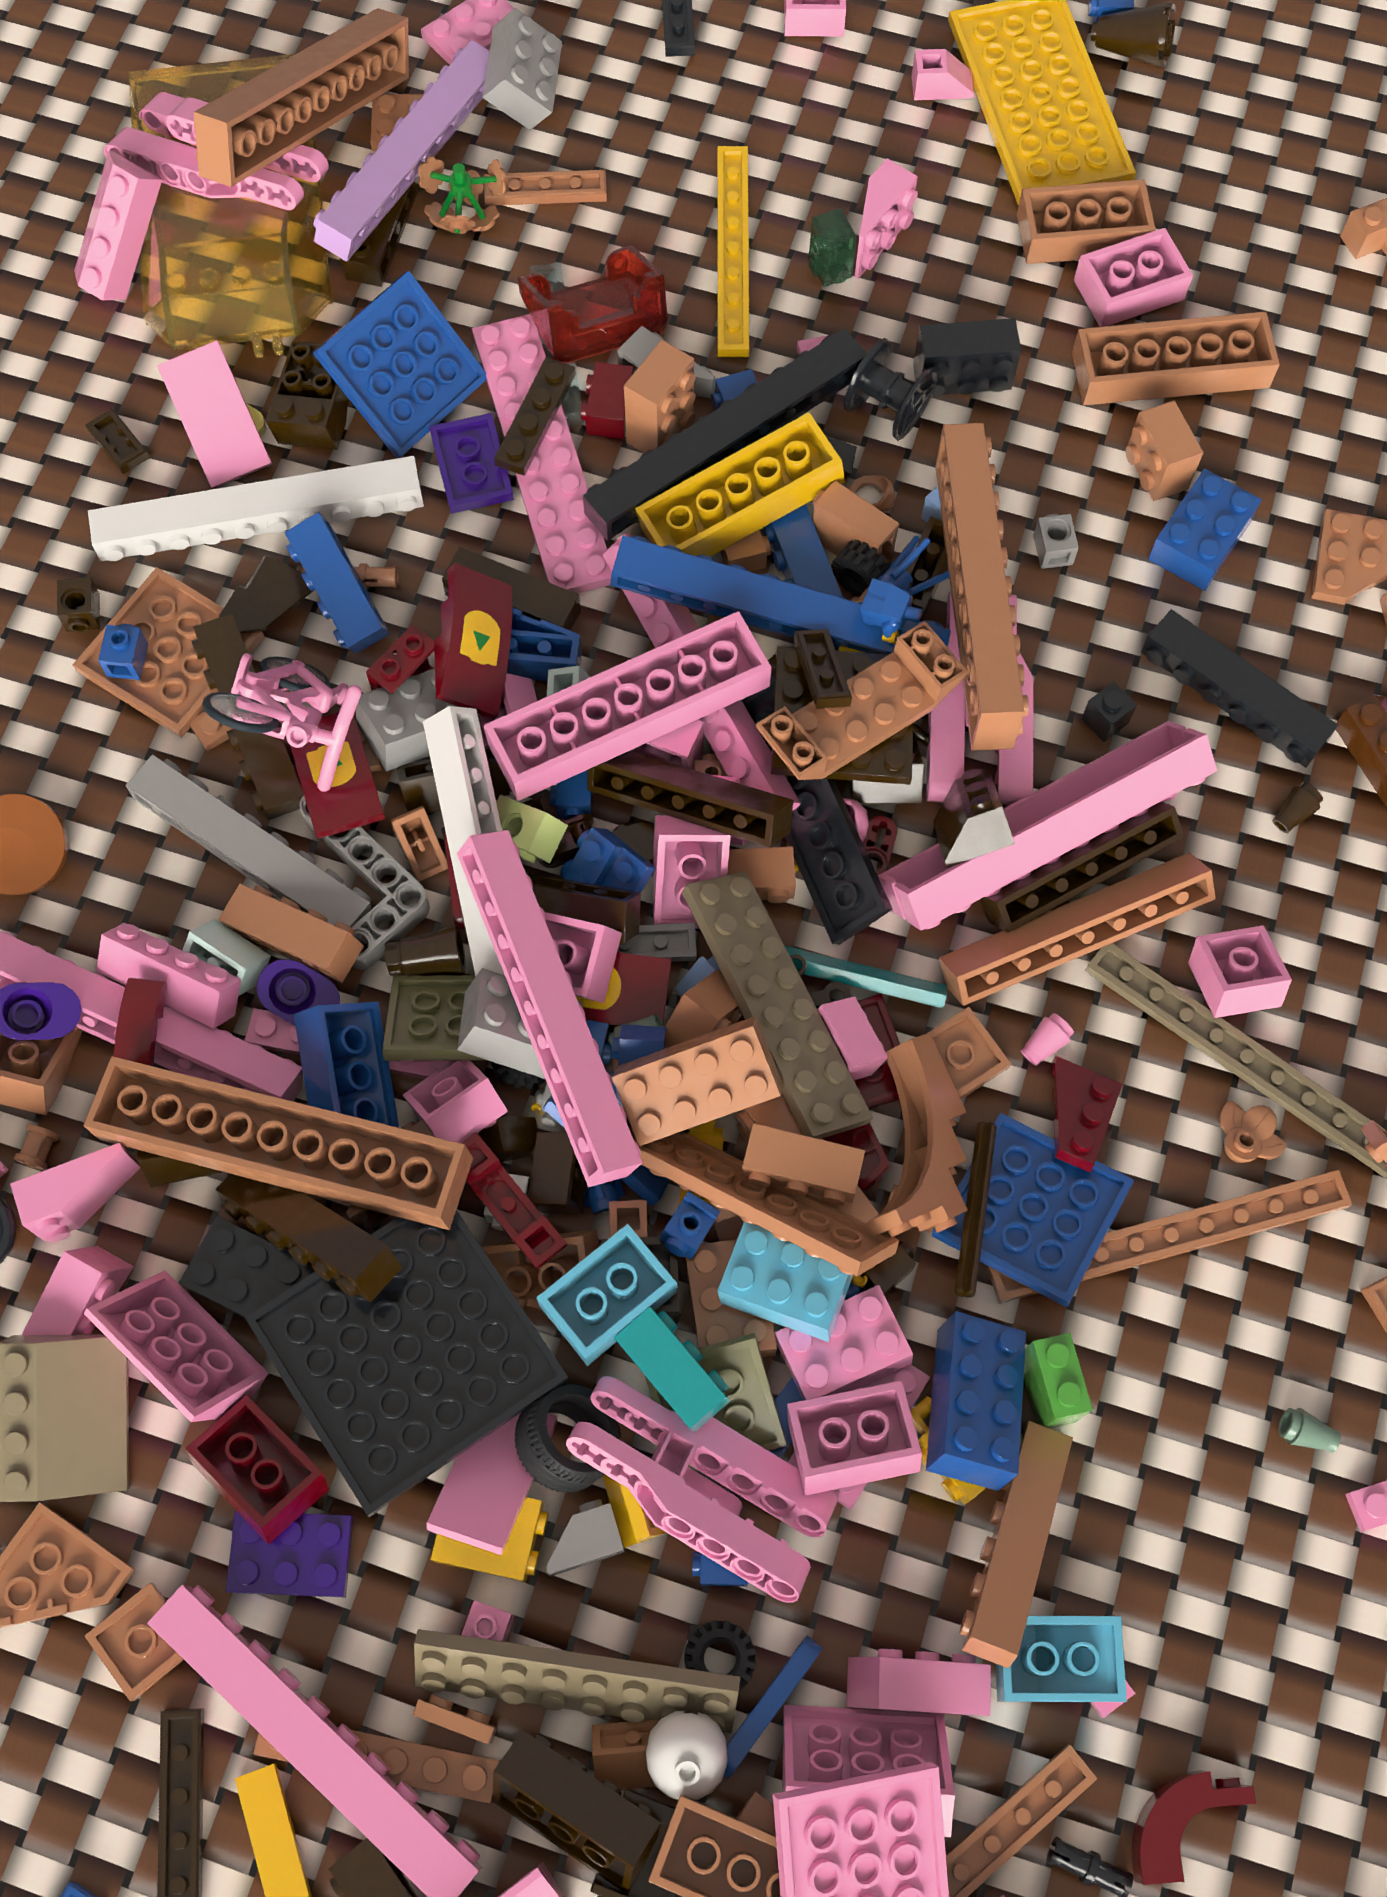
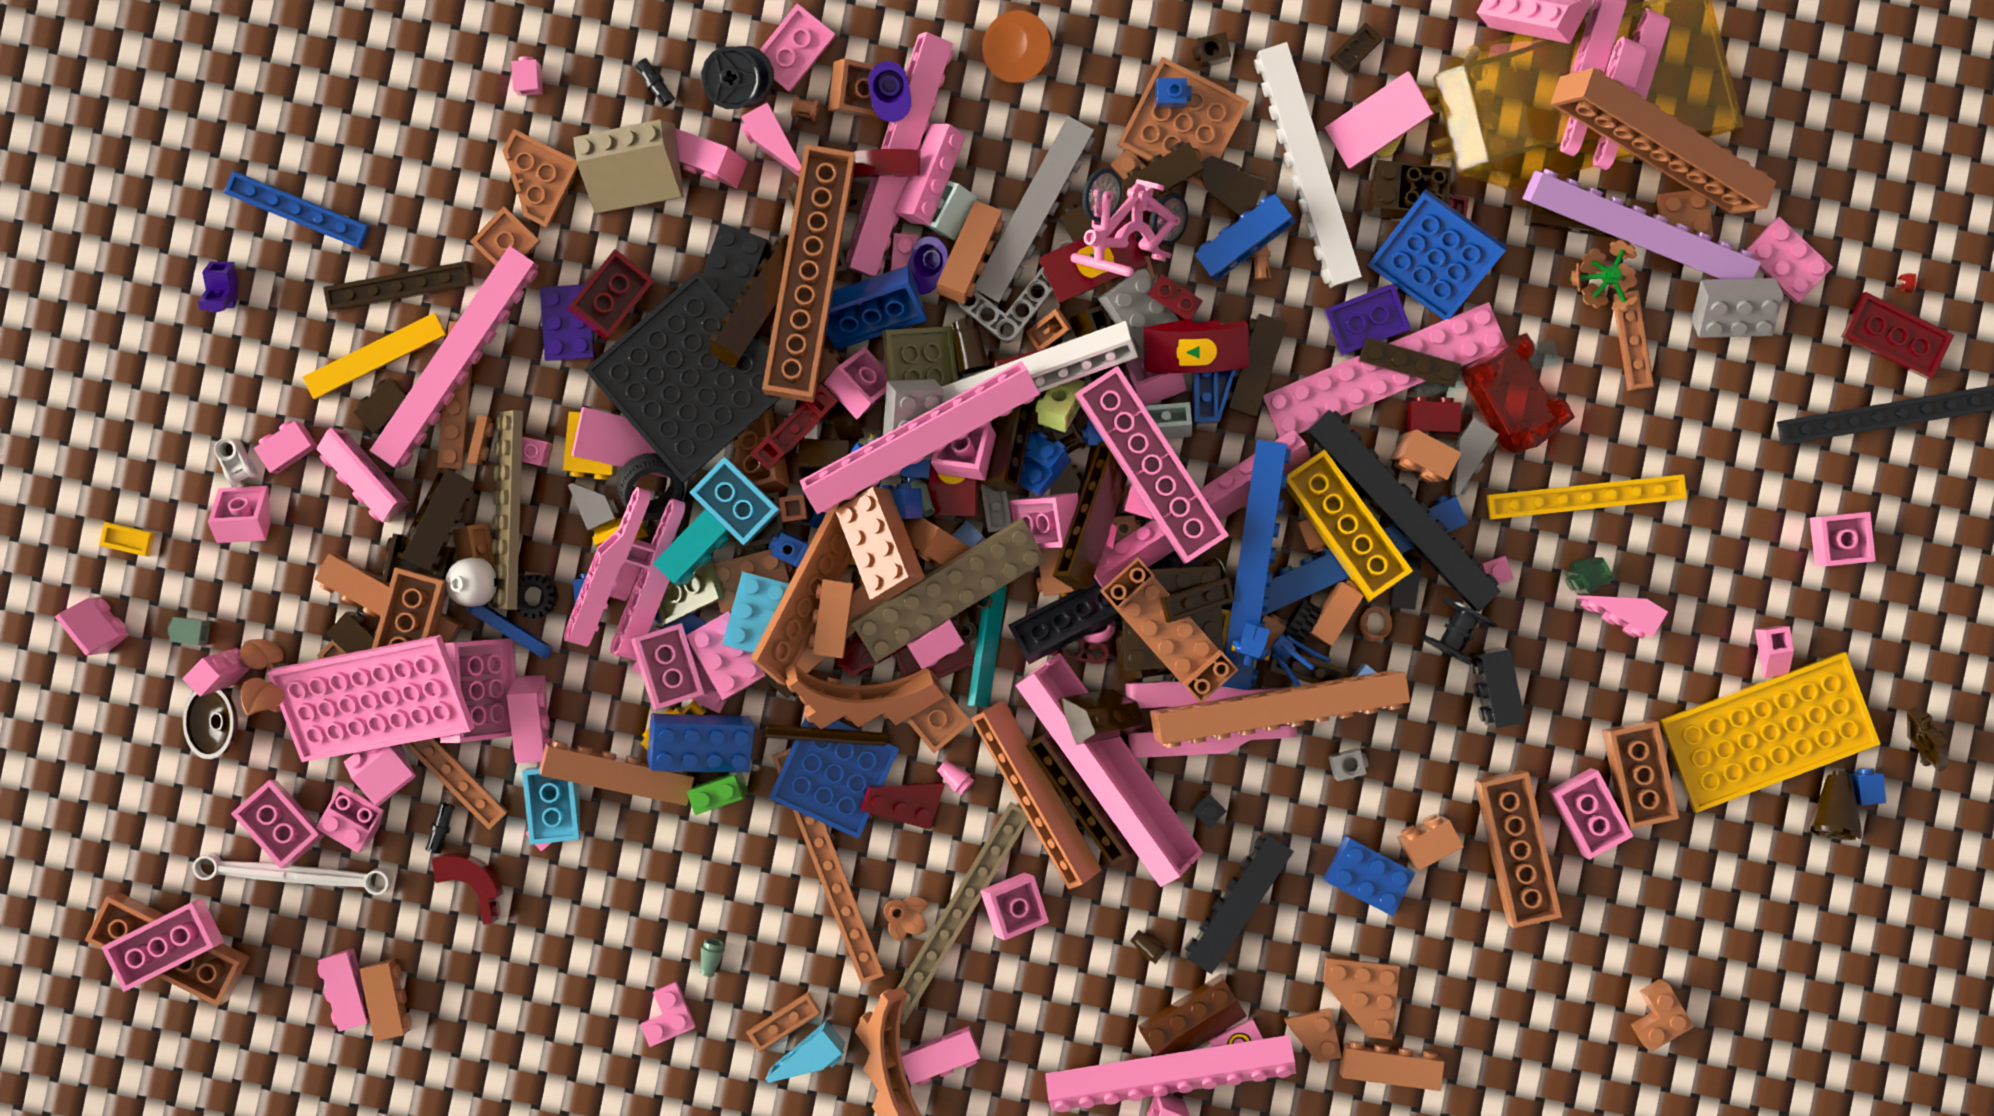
camera: 85 degrees right, 20 degrees up
(178, 1347) = (676, 231): bright pink slope -> none

